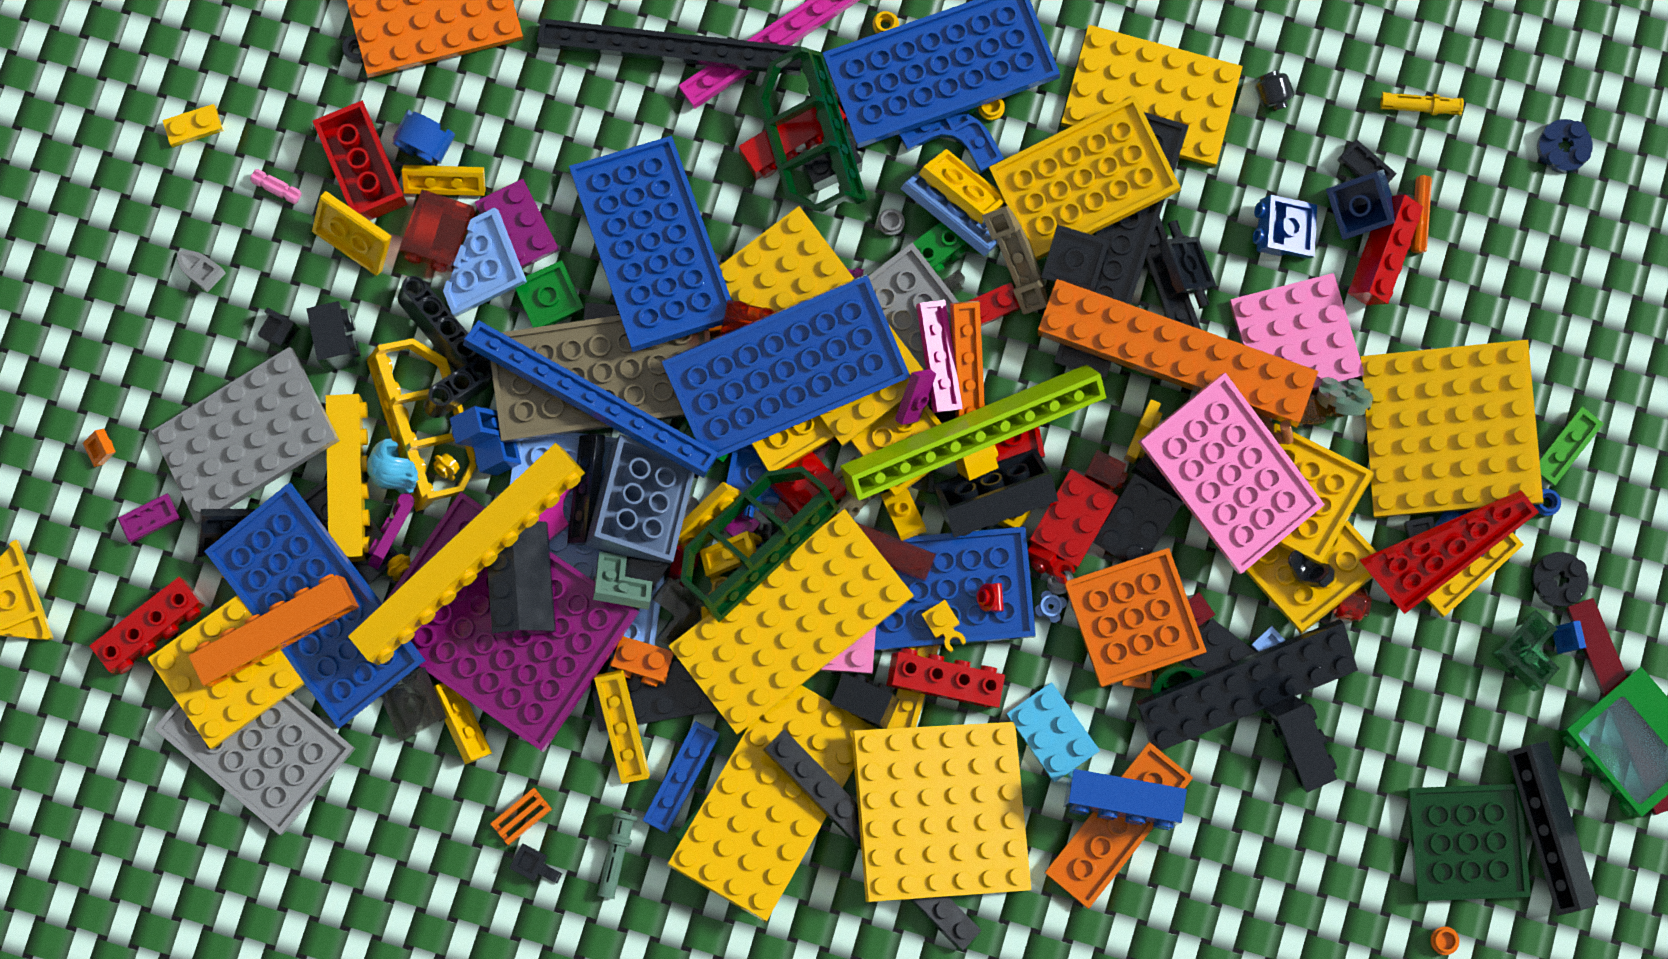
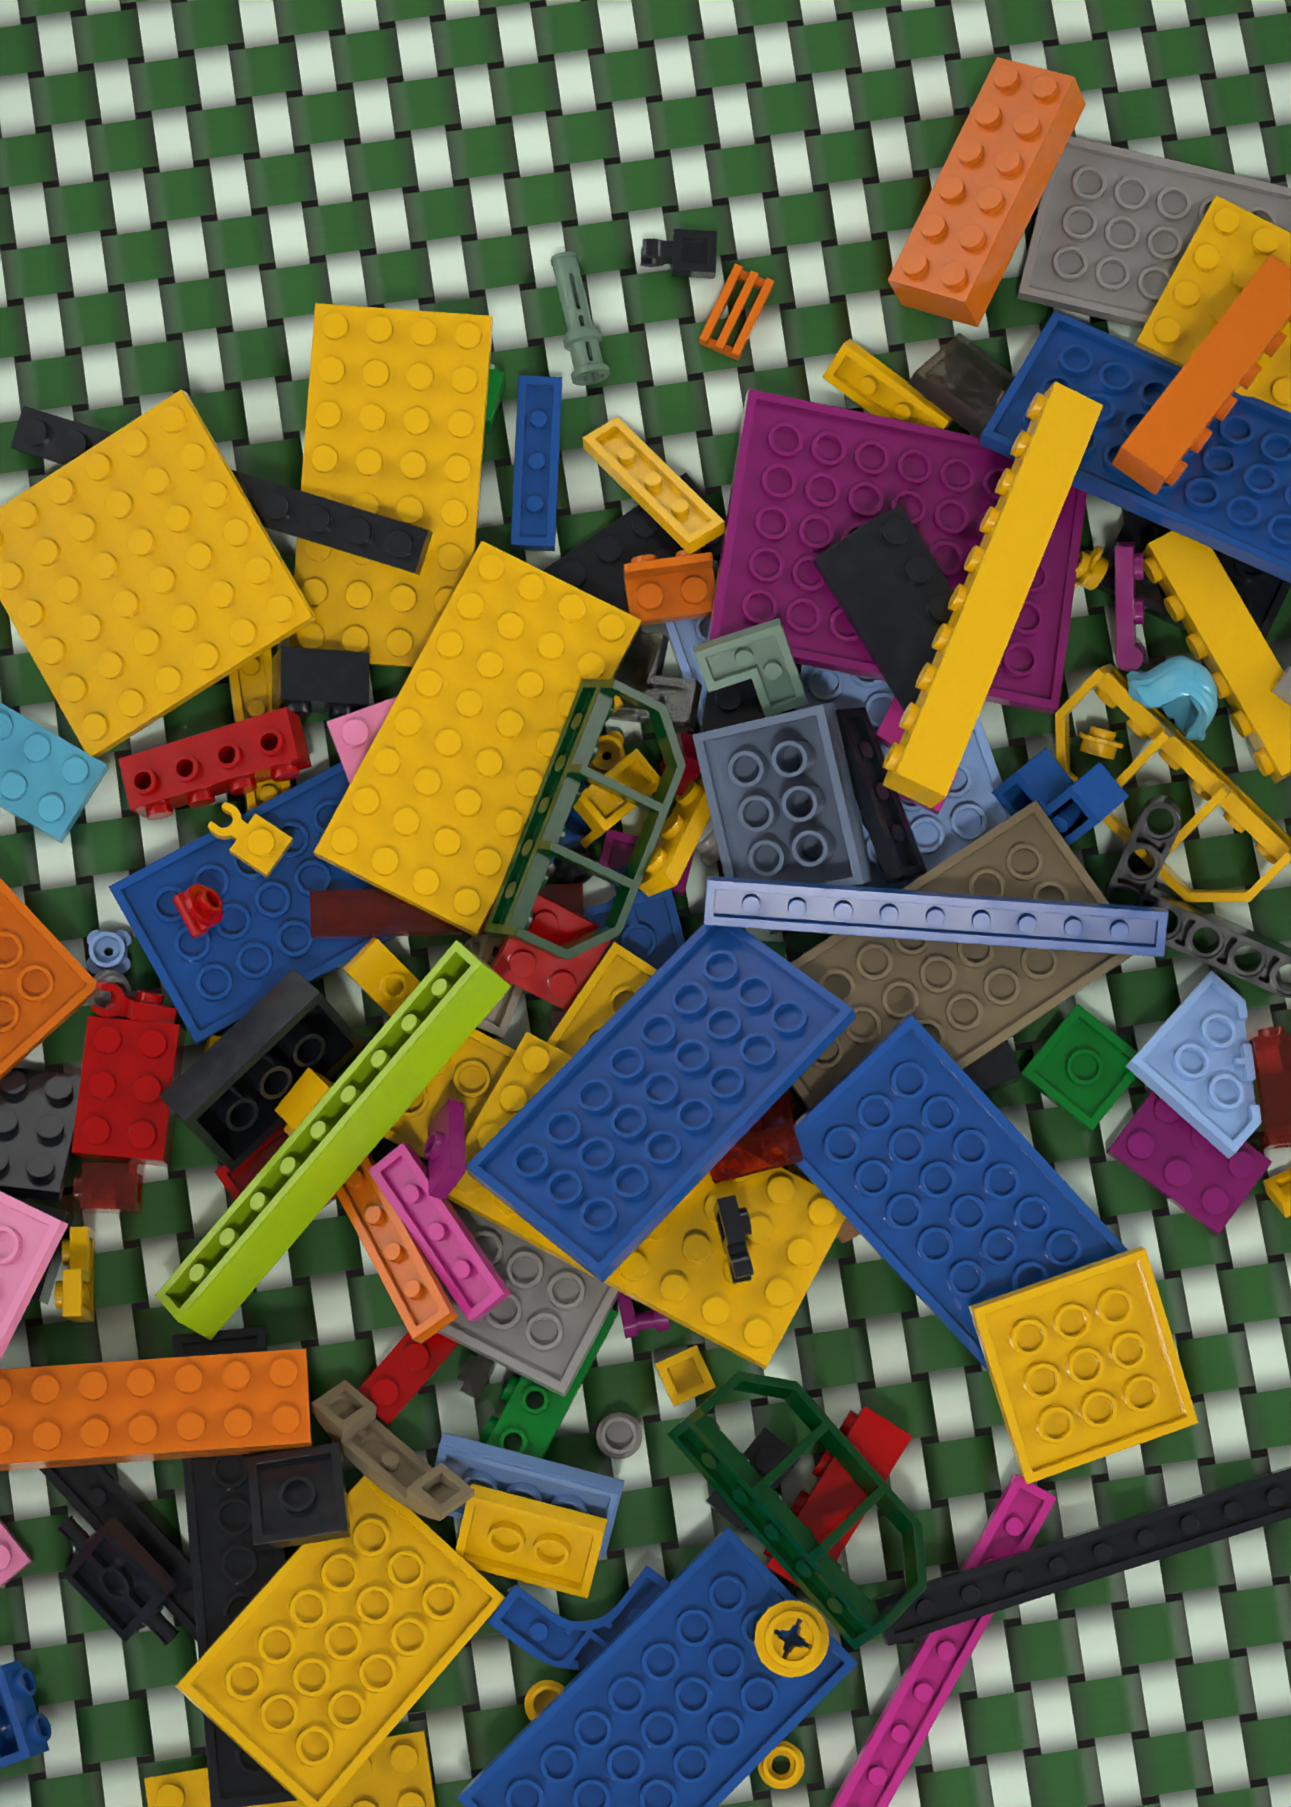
camera: 155 degrees right, 0 degrees up
(339, 815) = (987, 191): none -> orange brick
(630, 141) = (1083, 1364): none -> yellow plate
(782, 281) = (733, 1228): none -> black plate
(841, 235) = (685, 1375): none -> yellow plate
(851, 64) = (811, 1628): none -> yellow gear

